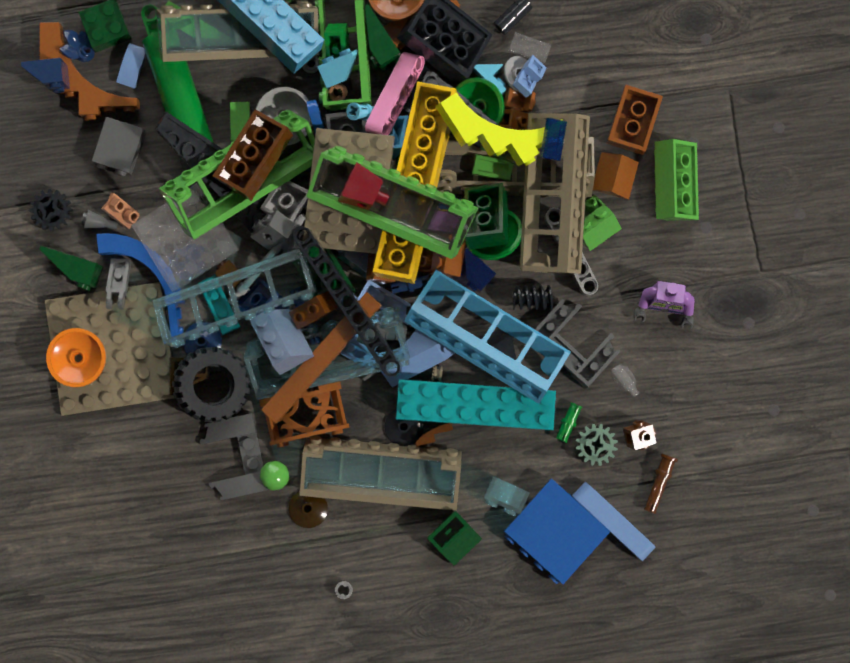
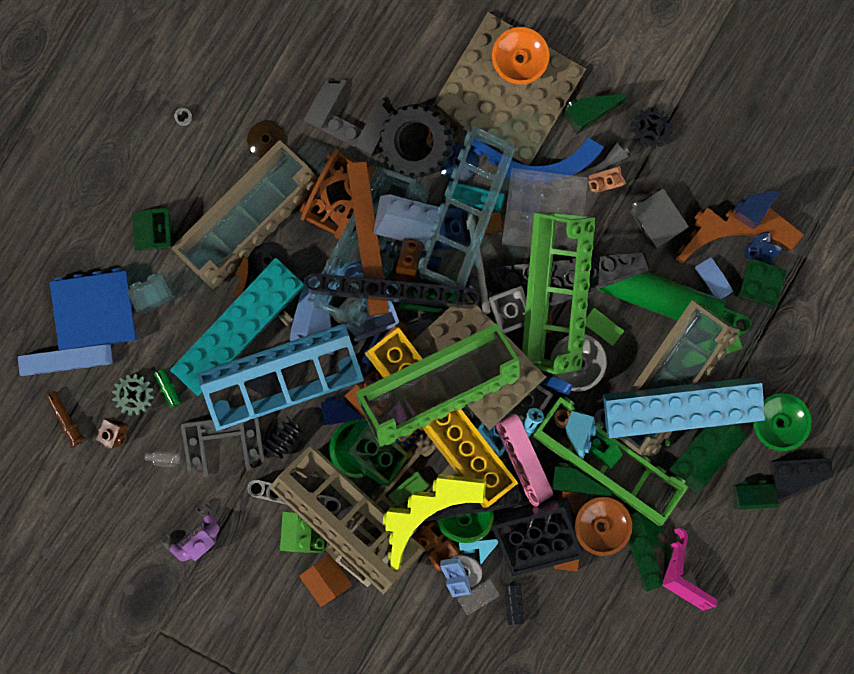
camera: 130 degrees right, 0 degrees up
(117, 282) = (554, 134): dark grey hinge -> none
(253, 155) = (563, 310): reddish brown slope -> none
(272, 229) = (495, 280): dark grey brick -> none
(274, 475) = (310, 133): bright green hair -> none
(363, 189) = (466, 370): dark red torso -> none
(553, 139) = (387, 549): clear blue tile -> none
(634, 119) = (355, 630): dark orange brick -> none
(676, 180) = (282, 624): bright green slope -> none

